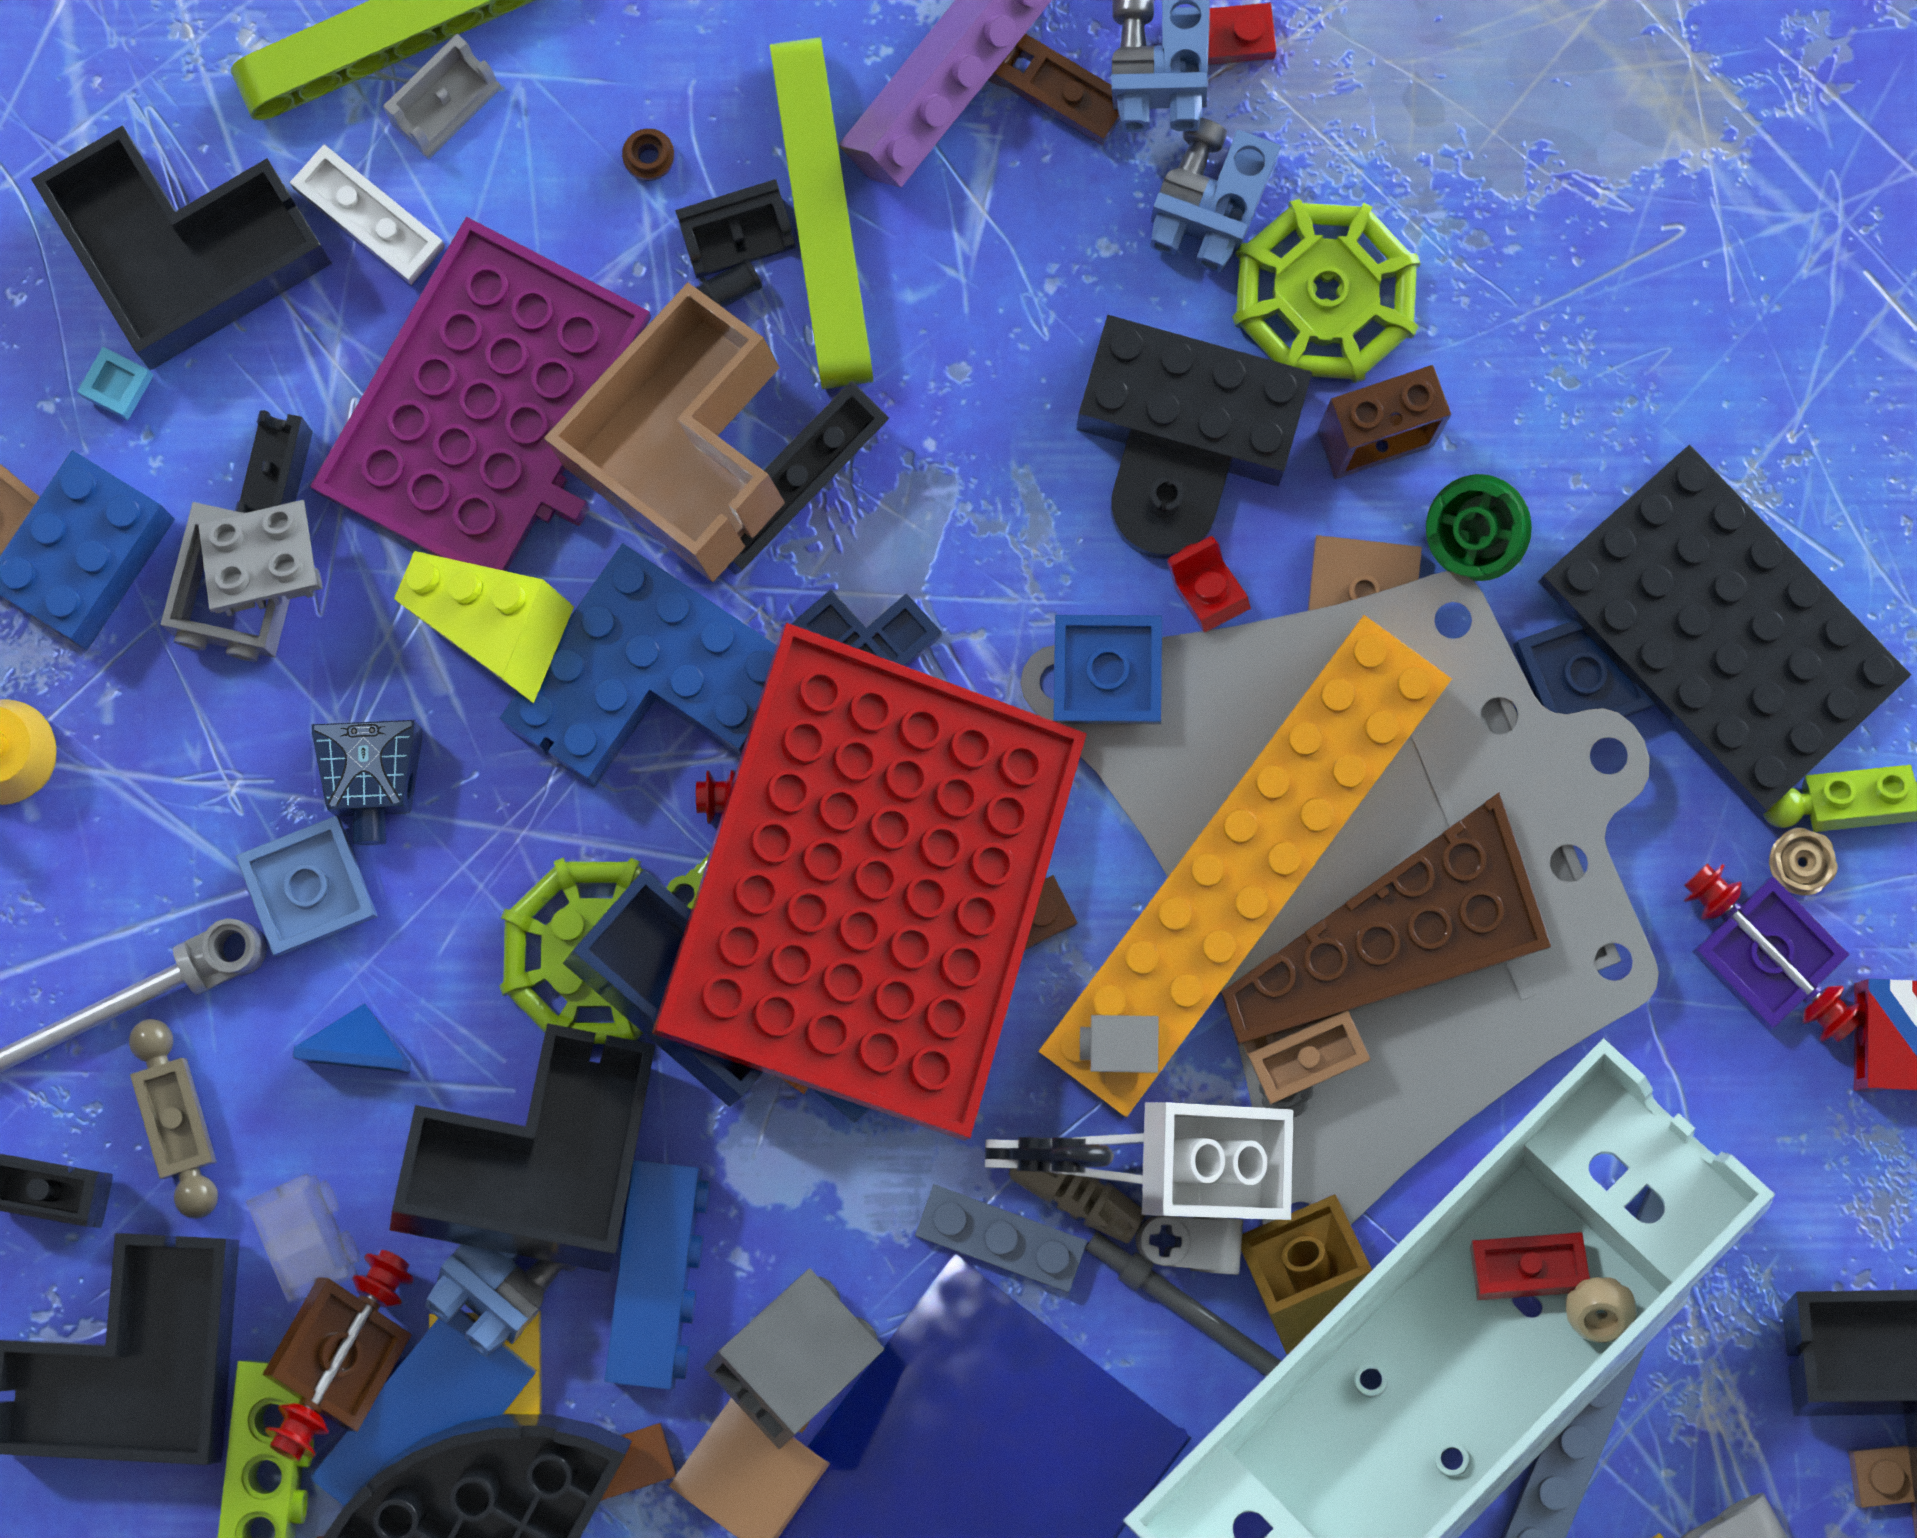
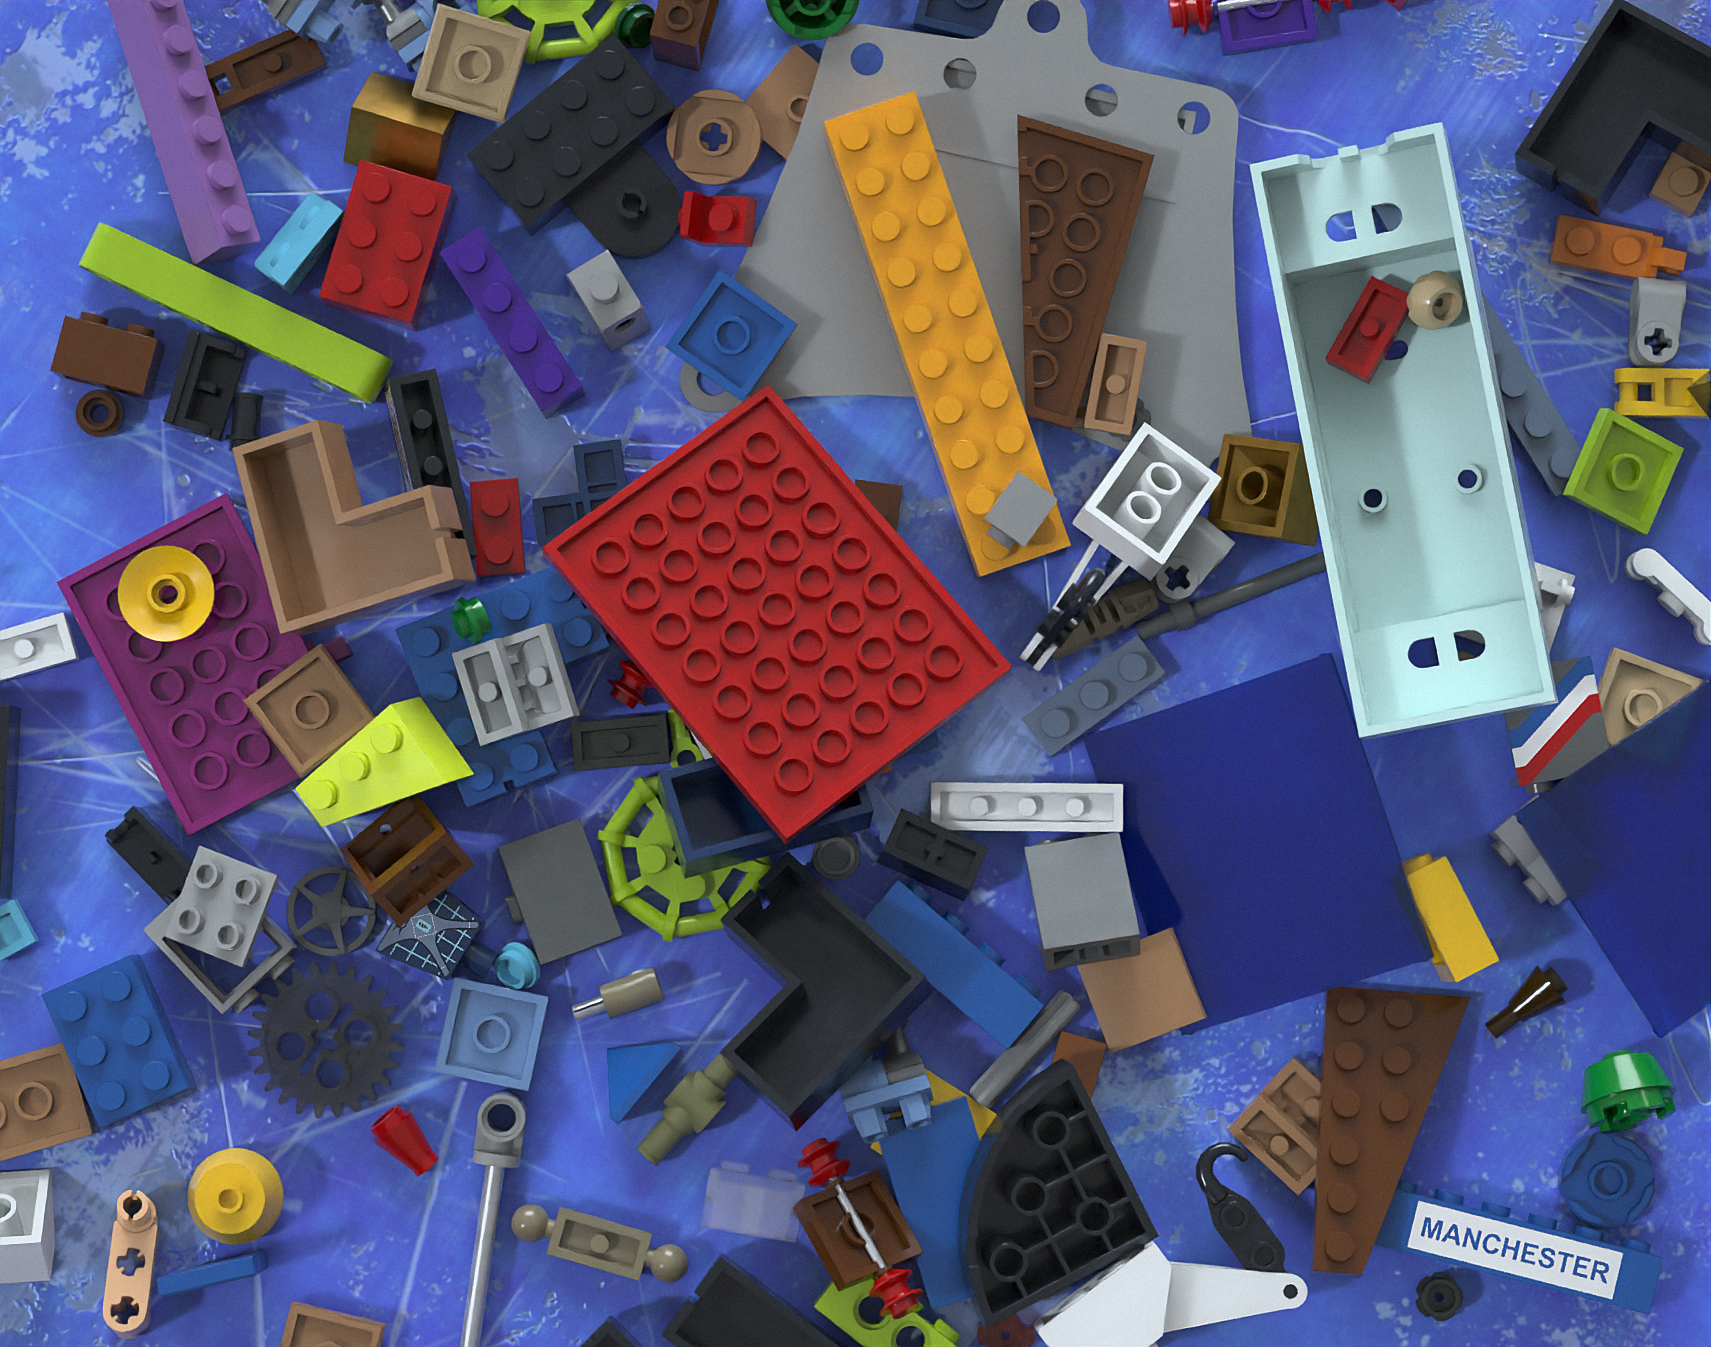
camera: 60 degrees left, 5 degrees up
(154, 870) = (404, 1140): none -> red cone
(197, 784) = (291, 1013): none -> clear smoke gear
(327, 664) = (330, 911): none -> dark grey wheel
(351, 1116) = (688, 1109): none -> olive pin
(385, 867) = (517, 966): none -> medium azure plate
(422, 984) = (623, 995): none -> dark tan piece
(437, 696) = (413, 839): none -> reddish brown window
(479, 858) = (558, 892): none -> dark grey container
(496, 516) = (310, 710): none -> medium nougat plate
(511, 293) = (142, 589): none -> yellow dish
(619, 1399) = (1024, 1049): none -> light grey axle
(642, 684) = (515, 684): none -> light grey slope
(658, 822) = (620, 743): none -> pearl dark grey plate
(673, 602) = (470, 619): none -> green plate
(684, 1097) = (836, 857): none -> dark grey plate
(704, 127) = (108, 356): none -> reddish brown brick
(746, 1185) = (933, 855): none -> black hinge
(784, 577) = (497, 527): none -> red plate
(851, 1245) = (1027, 806): none -> white plate
(925, 227) = (300, 242): none -> medium azure bracket
(976, 304) = (388, 245): none -> red brick
(982, 462) = (512, 322): none -> dark purple brick
(1063, 535) = (609, 300): none -> light grey torso
(1092, 246) = (397, 129): none -> pearl gold slope
(1194, 265) = (471, 63): none -> tan tile
(1310, 543) = (699, 115): none -> medium nougat plate
(1330, 384) = (634, 25): none -> dark green plate
(1772, 1452) = (1612, 250): none -> orange hinge

